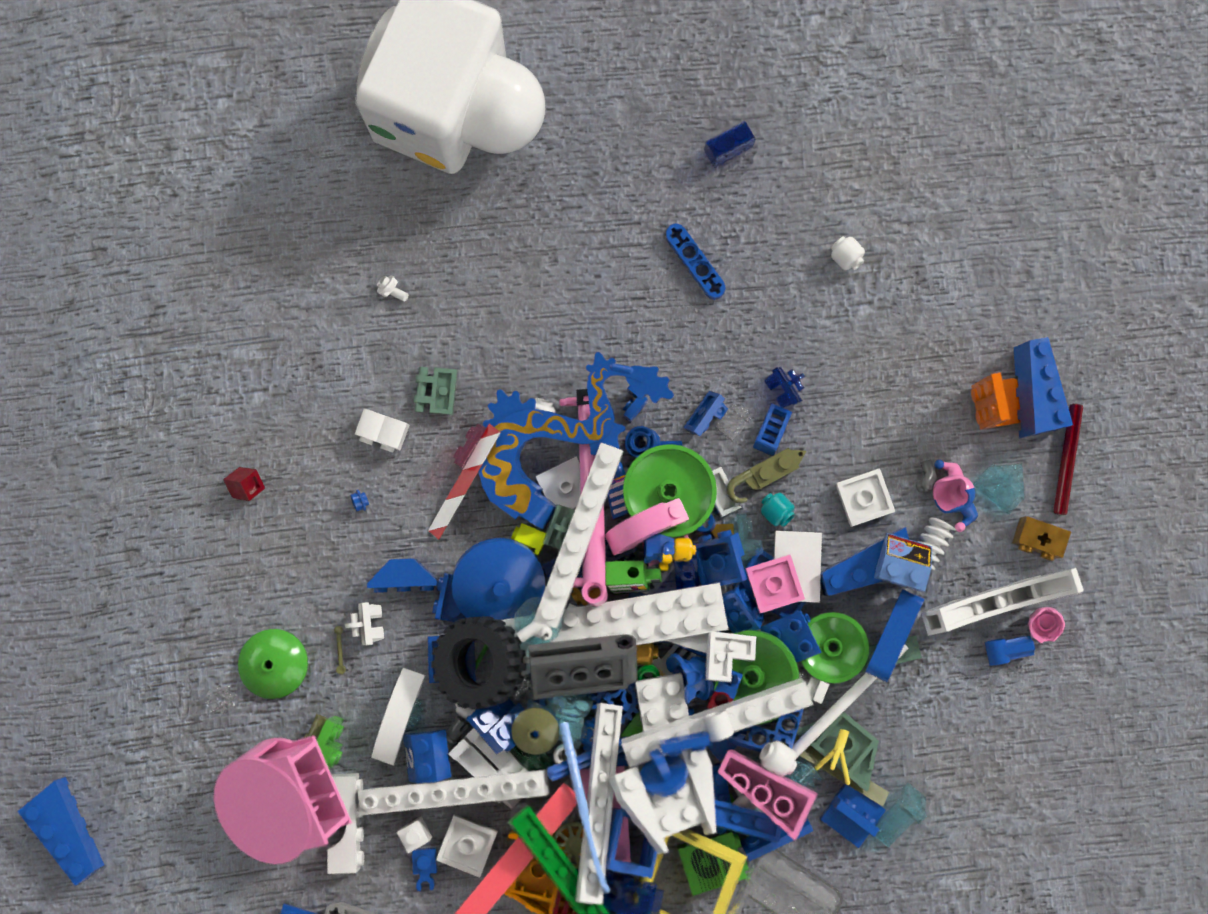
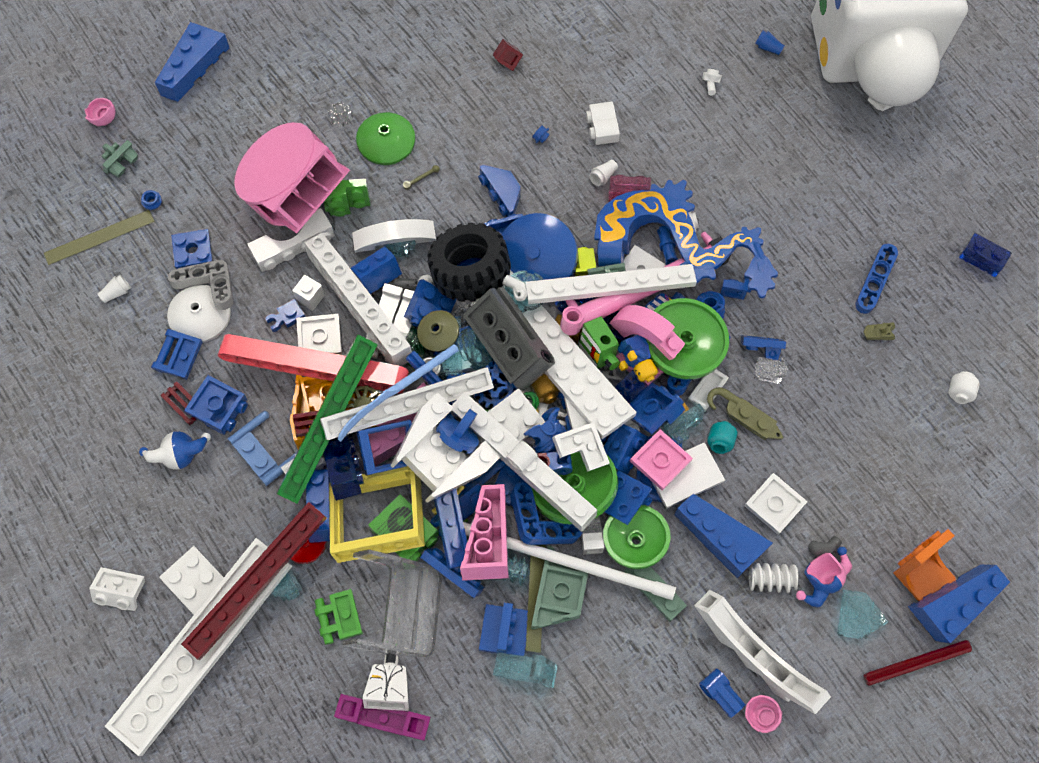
camera: 60 degrees right, 15 degrees down
(366, 613) = (445, 188): white hips -> none
(380, 203) = (769, 43): none -> blue cone
(438, 462) = (602, 173): none -> white cone
(443, 390) = (657, 150): sand green plate -> none
(464, 481) = (597, 194): sticker -> none
(556, 446) = (667, 245): none -> blue pin
(694, 741) = (499, 441): blue plate -> none
(751, 295) = (880, 331): none -> olive piece
(764, 445) = (770, 406): blue slope -> none
(778, 758) = (520, 527): white head -> none
(779, 378) = (829, 394): clear blue hips -> none
(837, 752) = (554, 583): light yellow plant -> none
(894, 635) = (678, 576): blue beam -> none
(904, 563) = (742, 551): medium blue slope -> none
(1054, 538) = (836, 659): pearl gold brick -> none

